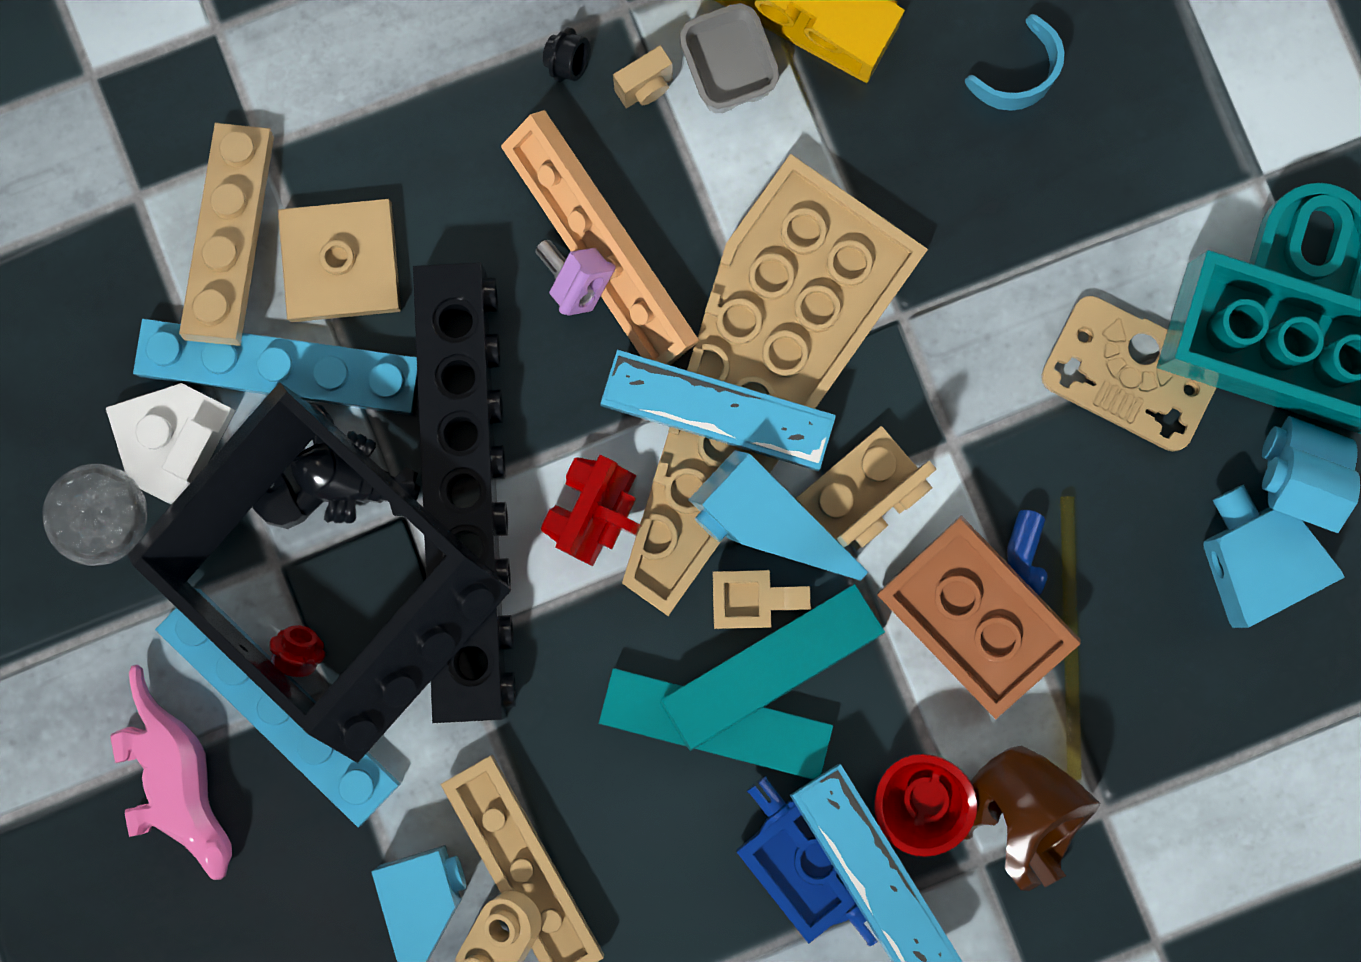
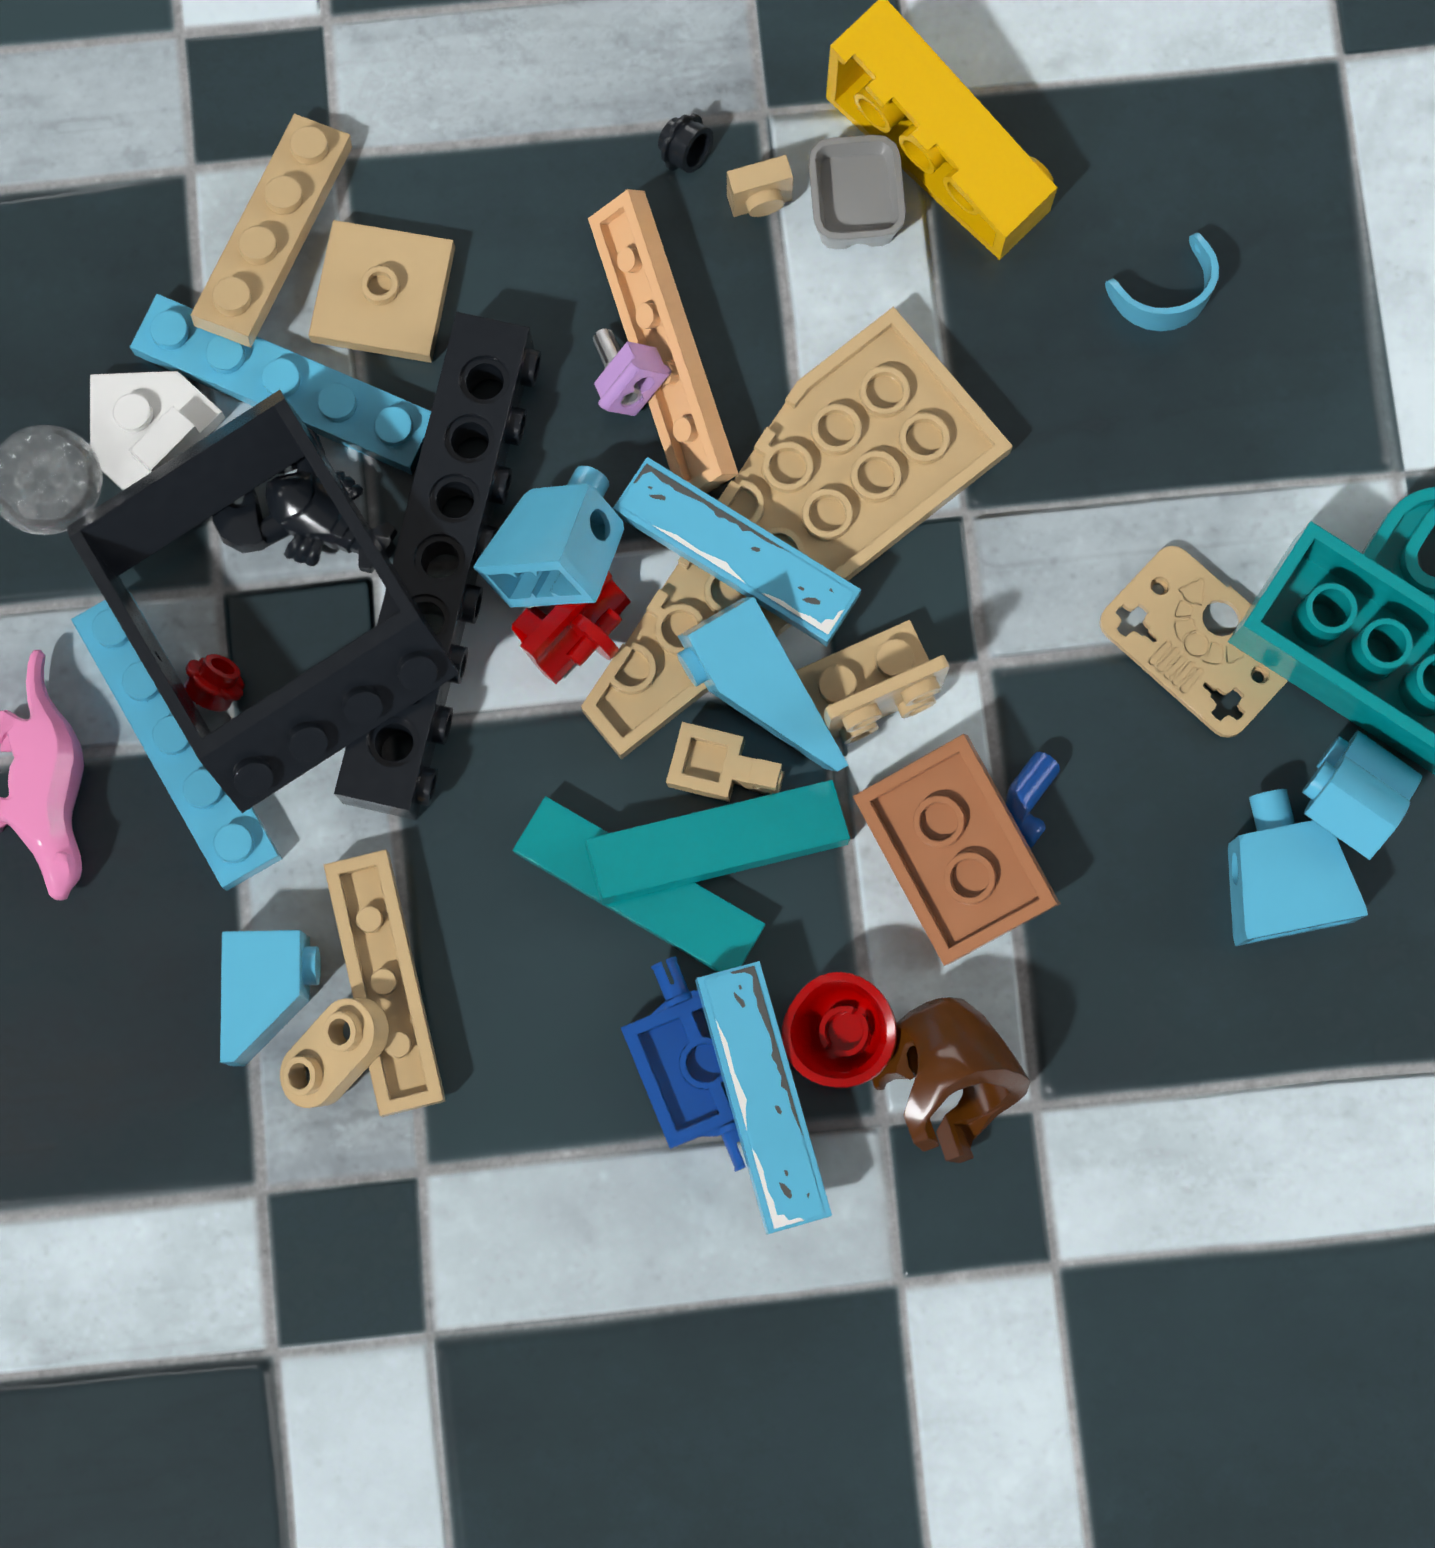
camera: 20 degrees right, 5 degrees down
(560, 449) = (554, 544): none -> medium azure torso
(1070, 618) = (1050, 918): clear yellow axle -> none

